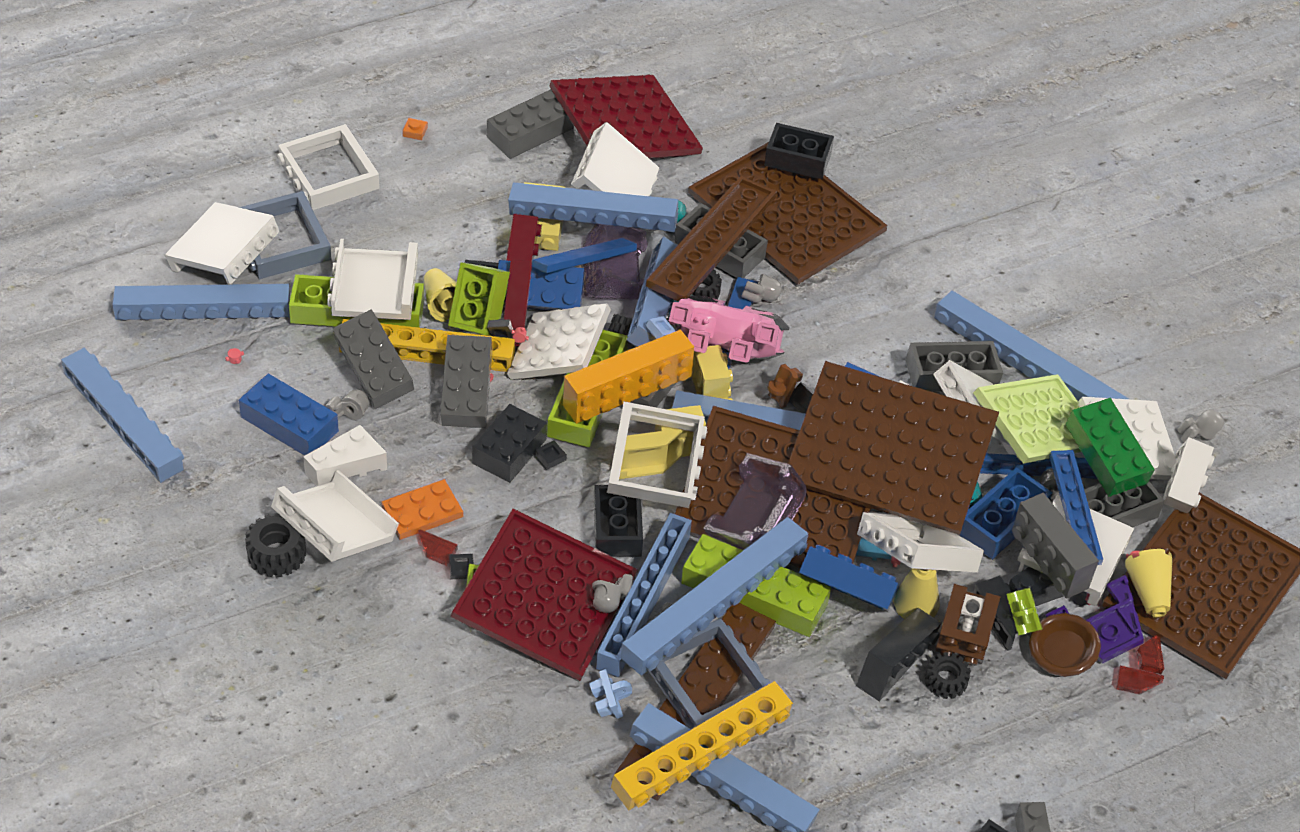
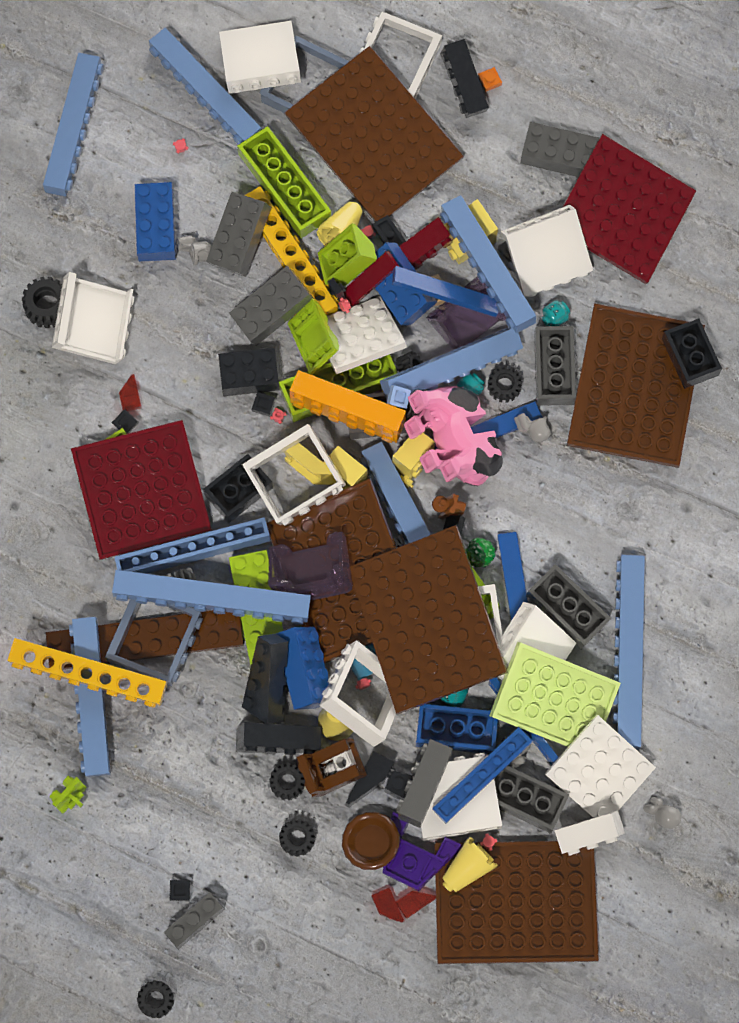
camera: 55 degrees right, 25 degrees up
(350, 454) = (150, 283): white wedge -> none
(373, 281) = (300, 180): white panel -> none
(382, 214) = (373, 135): none -> reddish brown plate
(397, 136) = (464, 78): none -> black wedge
(423, 508) = (153, 362): orange plate -> none
(530, 367) = (313, 336): none -> lime slope
(572, 453) = (278, 415): none -> coral piece
(609, 595) = (166, 529): light grey piece -> none
(614, 693) = (103, 581): light blue hips -> none
(711, 239) = (533, 362): reddish brown plate -> none
(842, 613) = (266, 679): none -> black wedge
(1009, 715) = (302, 826): none -> black tyre
(1024, 611) = (369, 798): lime hips -> none
(1109, 447) = (559, 763): green brick -> none

